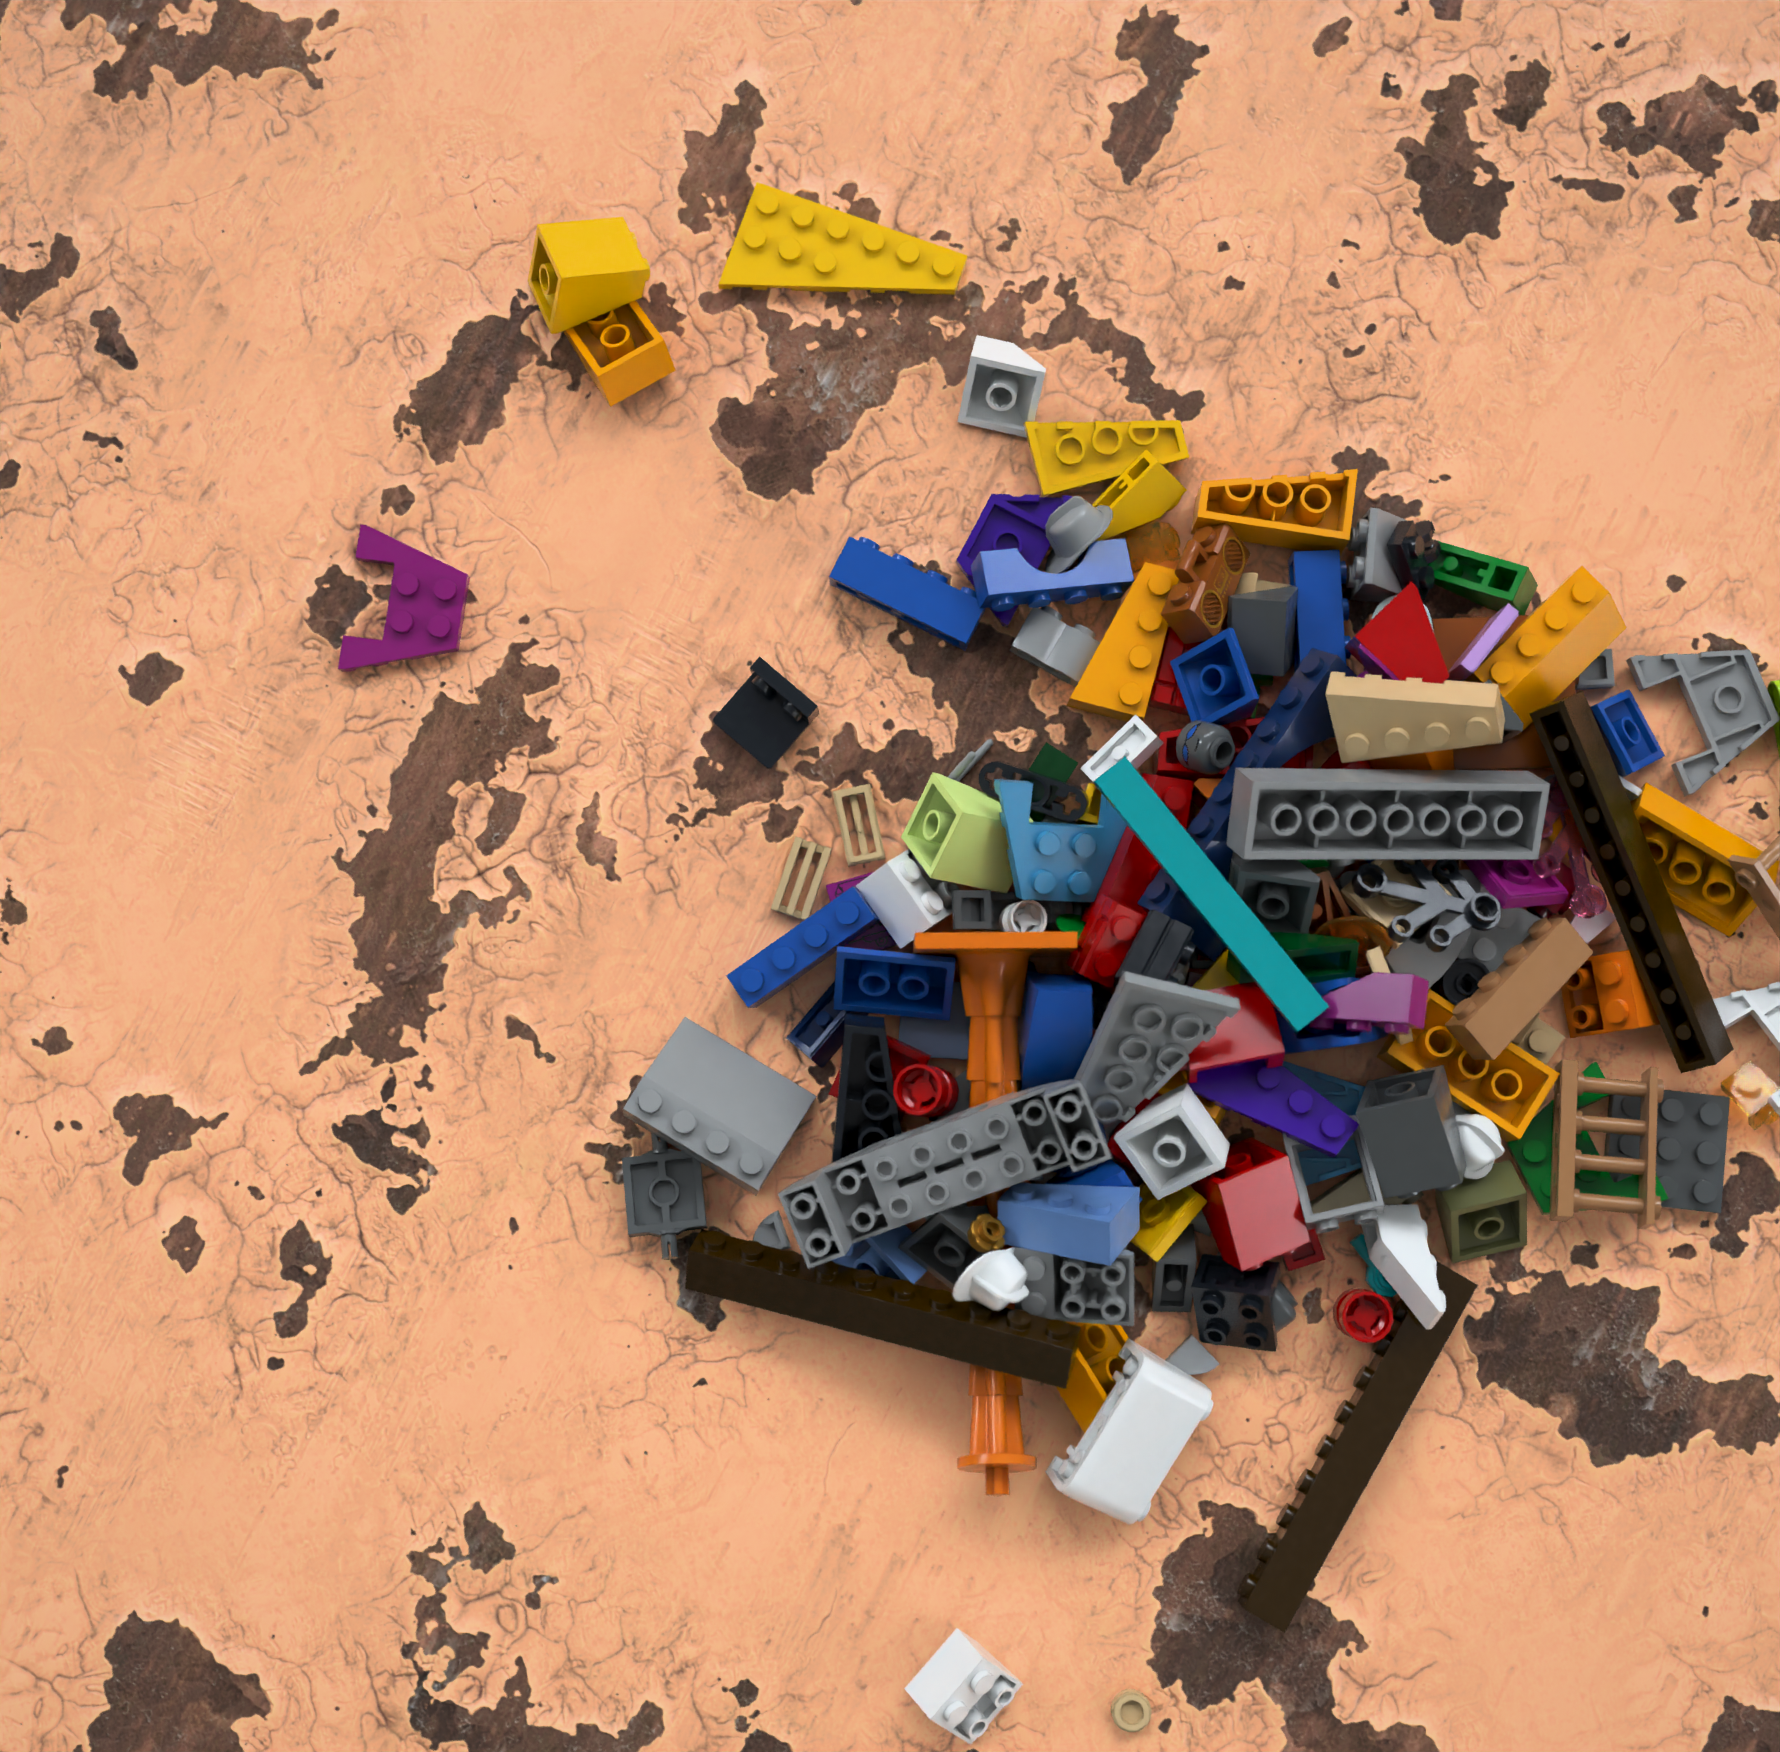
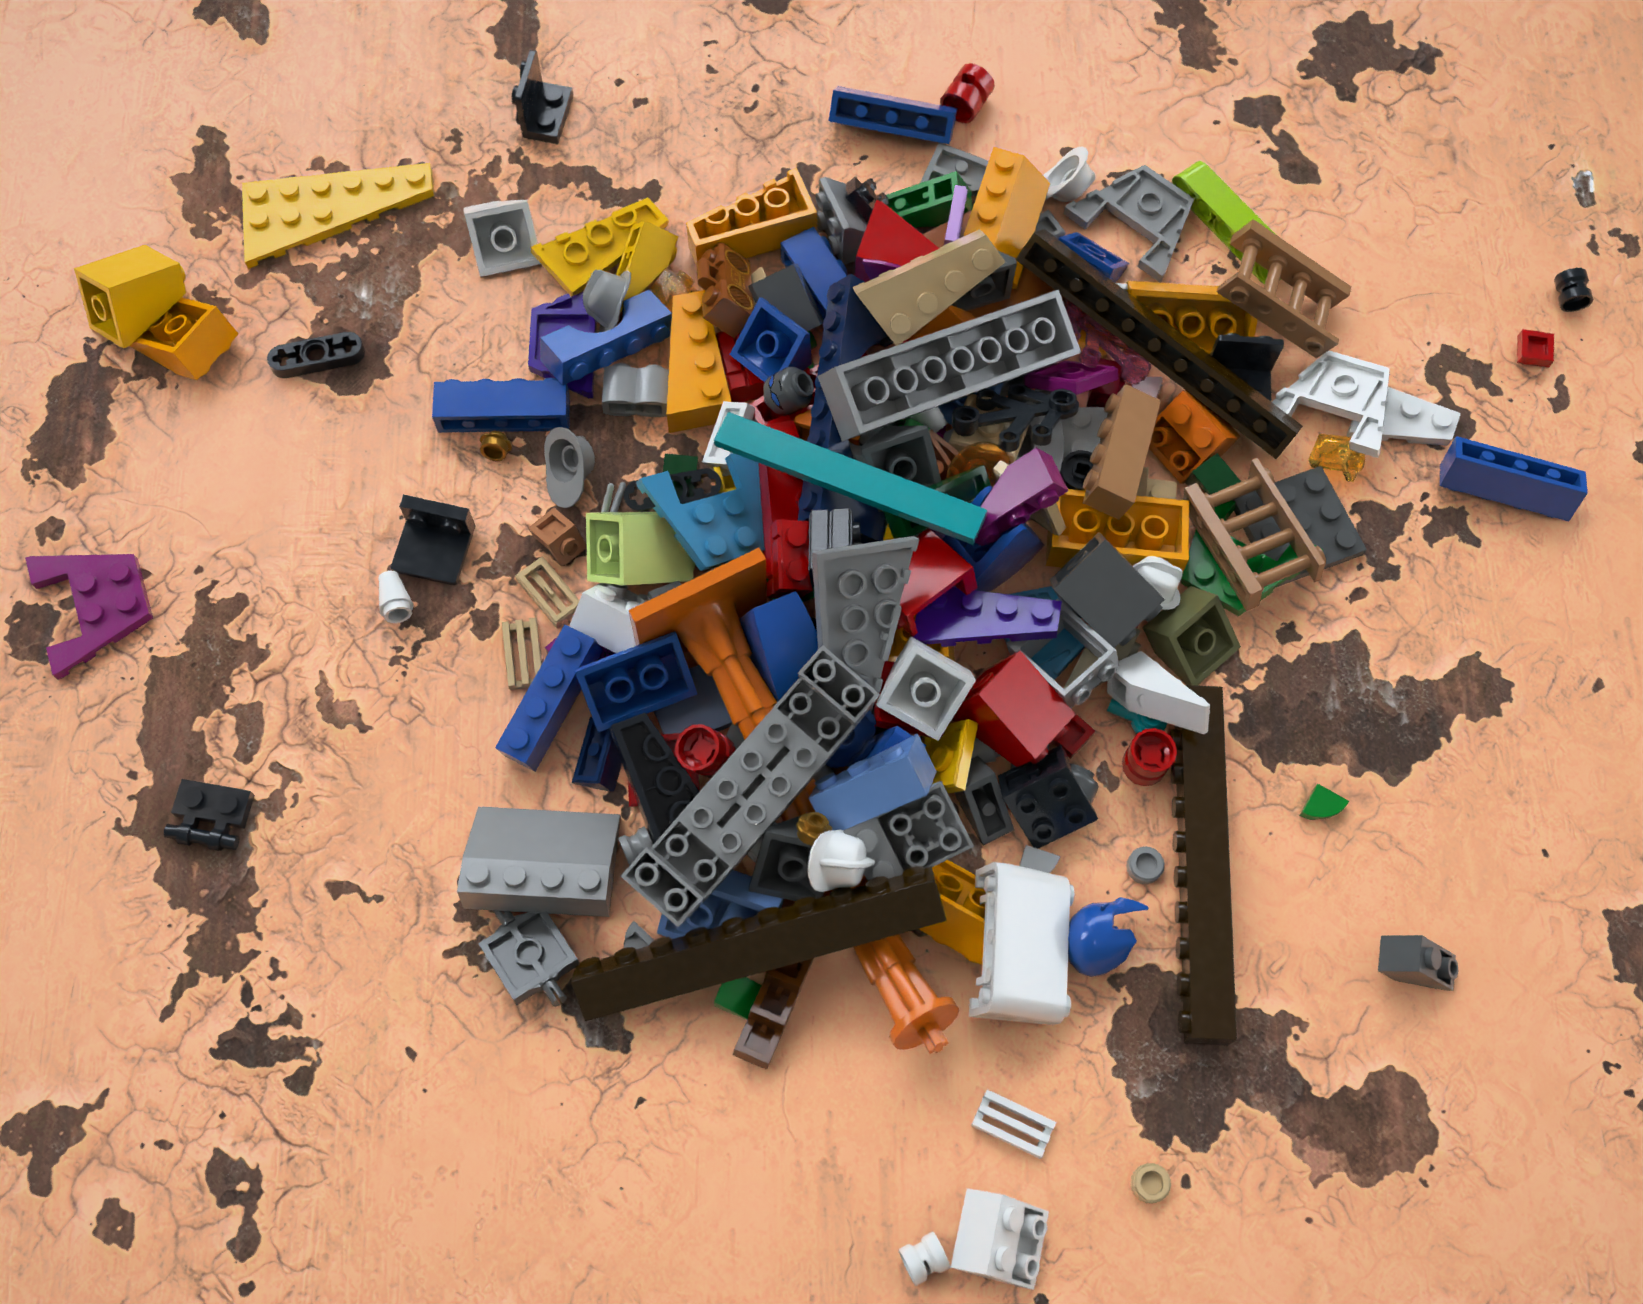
camera: 30 degrees left, 15 degrees down
(435, 883) = (210, 804): none -> black plate
(701, 755) = (394, 600): none -> white cone
(715, 435) = (304, 347): none -> black beam
(816, 1142) = (635, 844): none -> light grey wheel
(838, 1341) = (737, 996): none -> green slope
(857, 1373) = (771, 1013): none -> reddish brown slope
(880, 634) = (495, 446): none -> pearl gold plate
(885, 1666) = (924, 1258): none -> white wheel
(895, 770) = (558, 536): none -> nougat bracket
(942, 697) = (567, 465): none -> light grey piece
(1054, 1617) = (1043, 1137): none -> white tile
(1122, 242) = (539, 104): none -> black bracket
(1208, 1470) = (1094, 940): none -> blue helmet
(1299, 1414) = (1145, 865): none -> light grey tile
(1502, 450) = (892, 114): none -> blue brick
(1506, 1651) = (1417, 961): none -> dark grey slope
(1511, 1448) = (1323, 804): none -> green tile
(1537, 547) = (949, 159): none -> light grey wing
(1604, 1055) = (1213, 475): none -> dark green panel
(1605, 459) = (968, 92): none -> red wheel
(1654, 621) = (1070, 176): none -> white piece
(1718, 949) = (1249, 358): none -> black bracket

